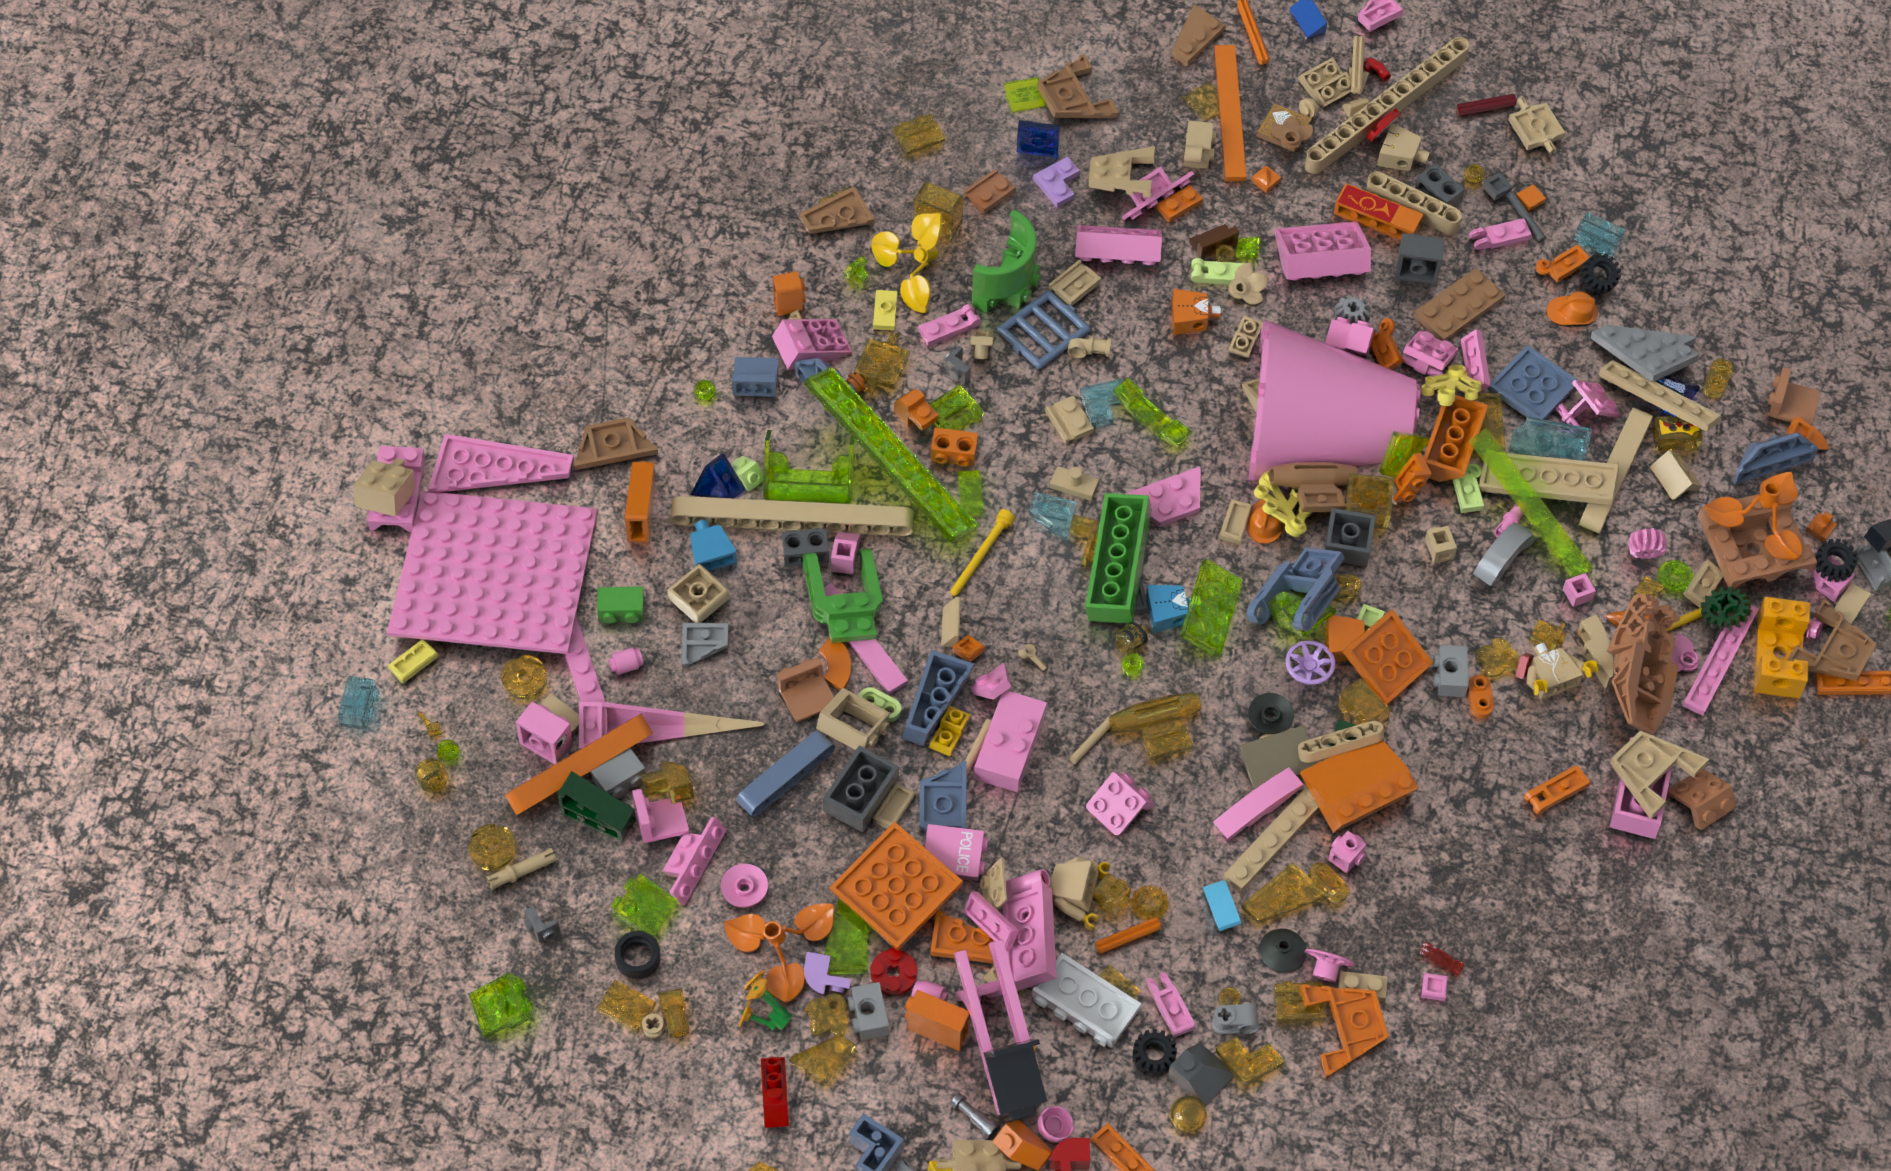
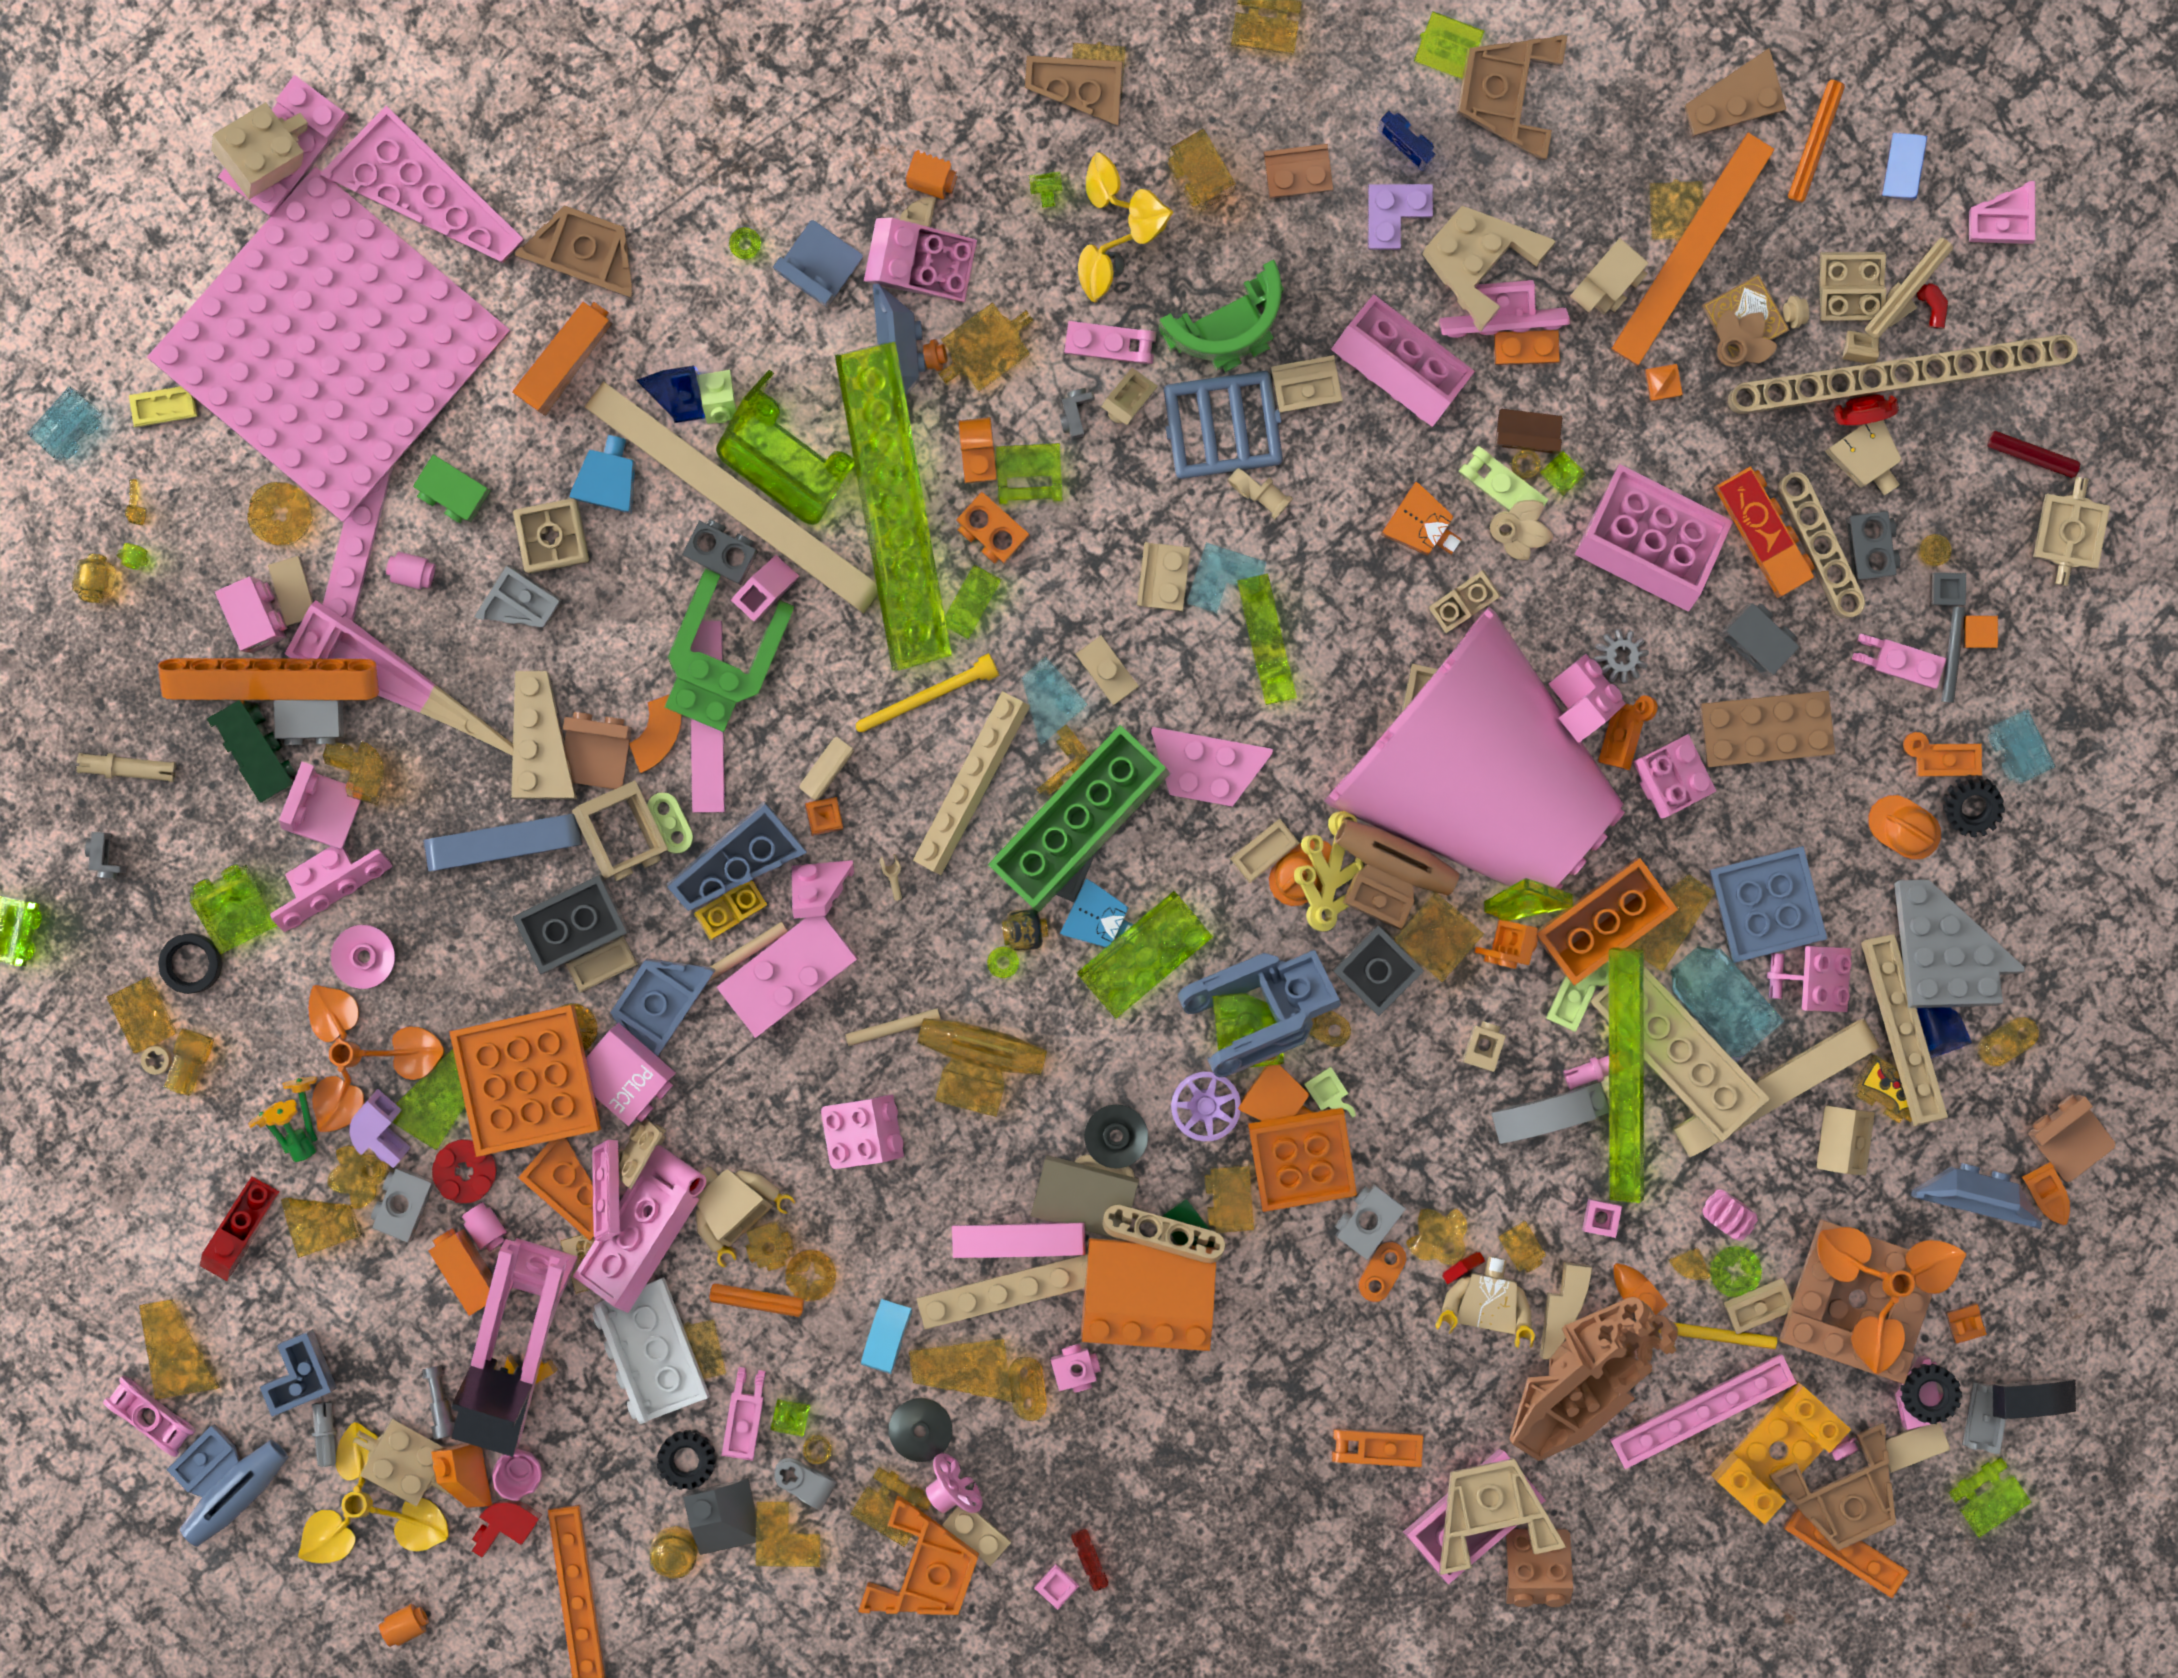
camera: 35 degrees right, 30 degrees up
(495, 859) = (97, 729): clear yellow plate -> none
(771, 708) = (539, 753): none -> tan wing
(885, 310) = (1045, 267): light yellow plate -> none
(1041, 581) = (971, 783): none -> tan plate
(1199, 988) = (790, 1417): none -> clear neon green tile
(1454, 377) = (1659, 847): light yellow plant -> none
(1475, 358) = (1720, 827): bright pink plate -> none
(1684, 651) = (1665, 1369): bright pink plate -> none
(1725, 608) = (1740, 1373): dark green gear -> none

